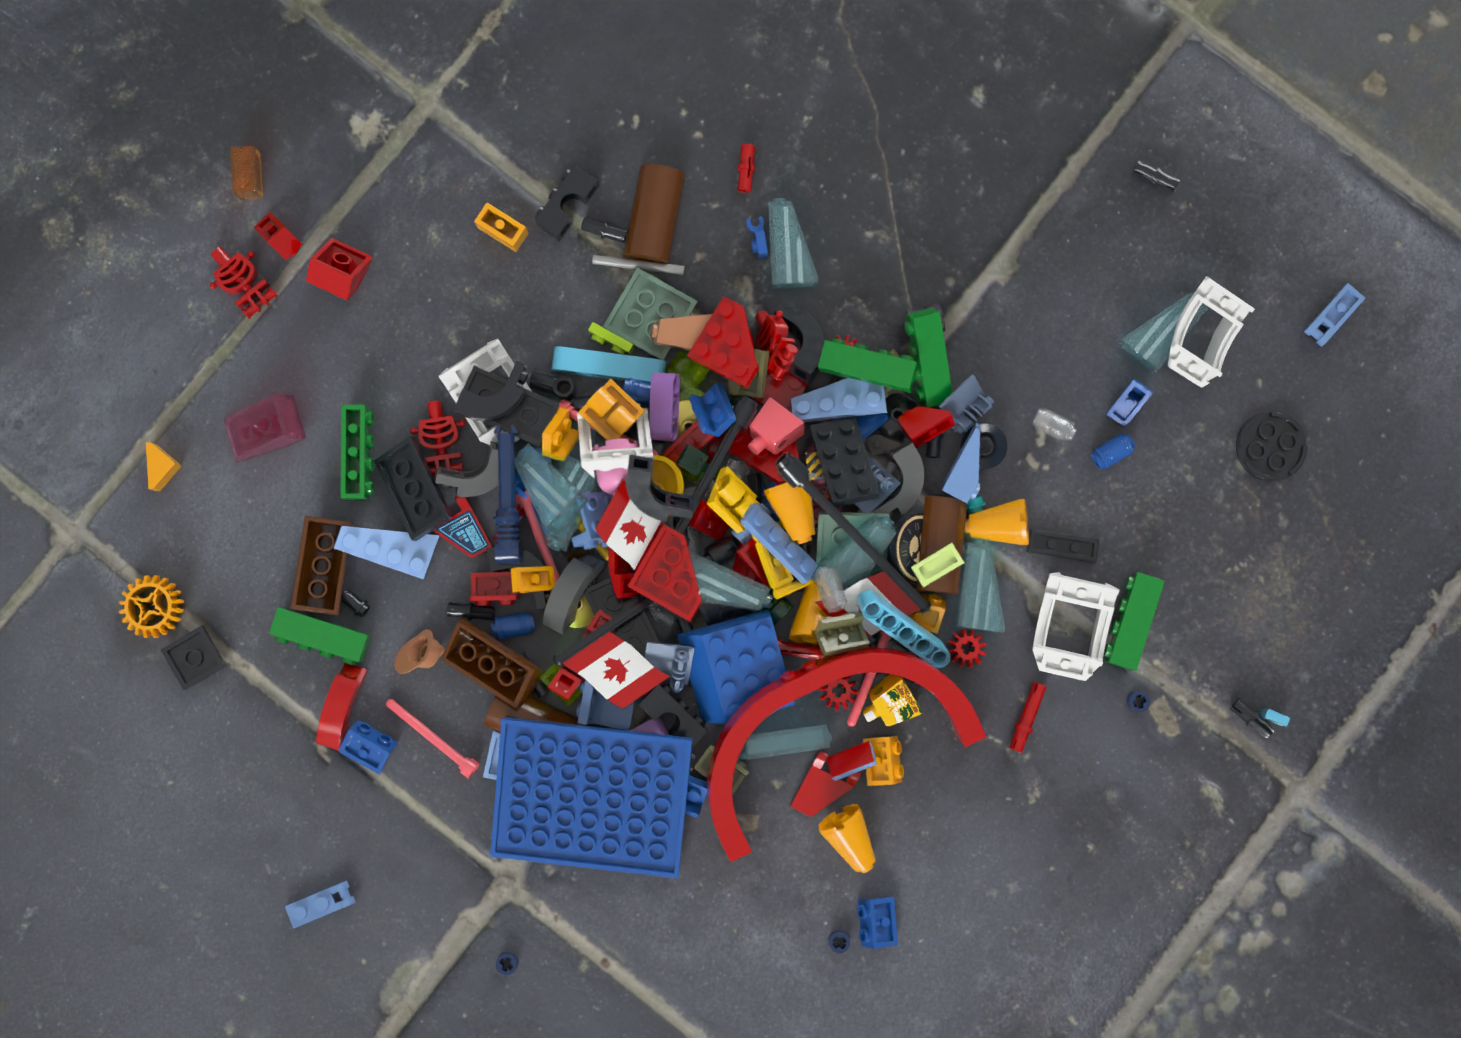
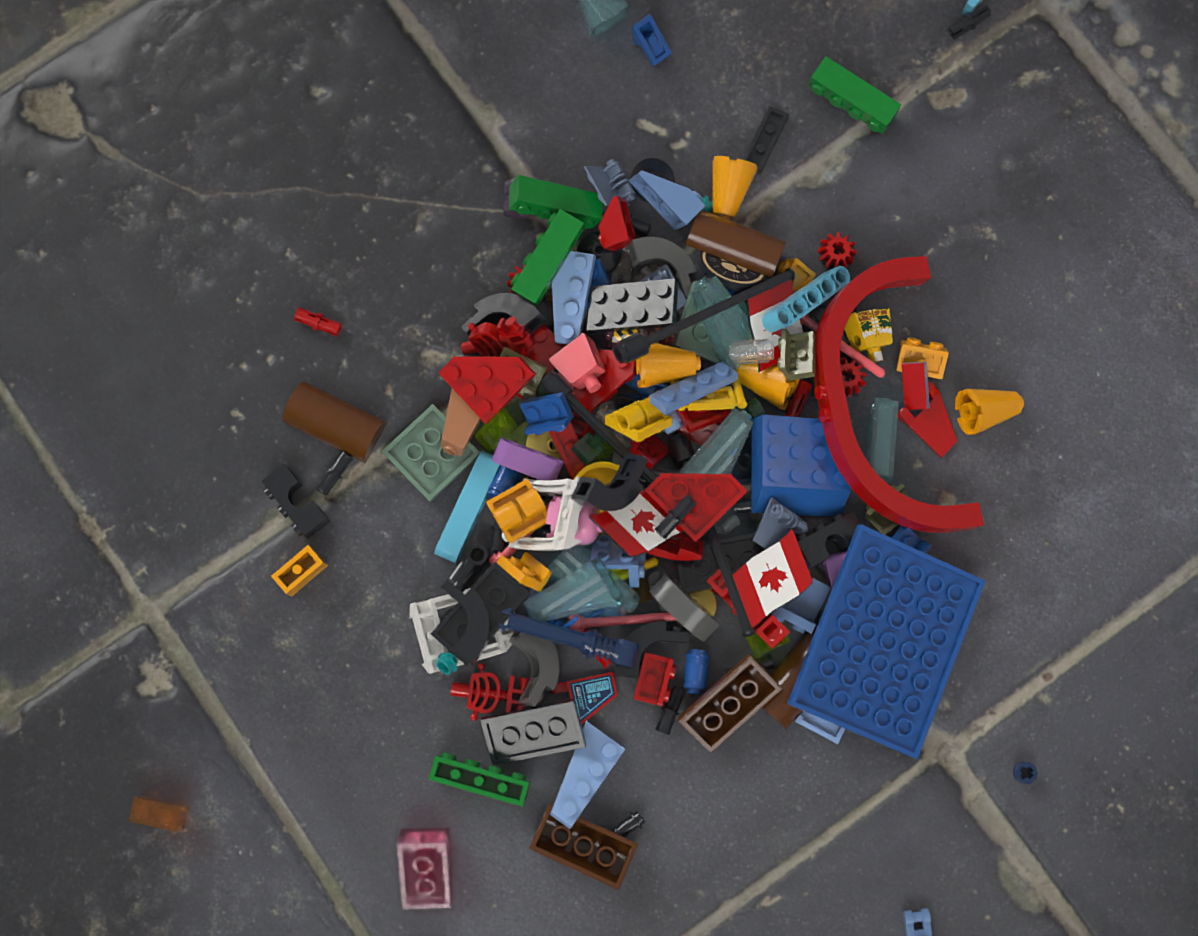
camera: 70 degrees left, 5 degrees down
(230, 268) = (251, 858): red torso -> none
(278, 236) = (234, 799): red slope -> none
(319, 634) = (652, 868): green brick -> none
(338, 268) = (288, 746): red slope -> none
(338, 705) = (729, 867): red arch -> none
(368, 746) = (776, 851): blue bracket -> none
(418, 652) = (697, 774): nougat piece -> none
(452, 389) = (447, 663): none -> teal plate
(466, 765) = (821, 758): coral piece -> none
(532, 579) = (659, 635): light orange slope -> none
(603, 335) = (437, 503): lime plate -> none
(634, 264) = (377, 453): light grey bar -> none
(644, 560) = (675, 516): none -> black axle
(759, 243) = (394, 329): blue plate -> none
(789, 253) = (411, 305): clear light blue slope -> none
(839, 933) = (1075, 444): dark blue bush -> none
(877, 922) = (1072, 407): blue bracket -> none
(937, 565) = (755, 249): yellowish green tile -> none
(979, 594) = (796, 225): clear light blue slope -> none
(1027, 718) = (916, 216): red pin -> none
(1054, 425) = (651, 113): clear head -> none
(1081, 593) = (815, 133): white wedge -> none
(1113, 451) = (691, 69): blue head -> none
(1144, 705) = (922, 120): dark blue bush -> none

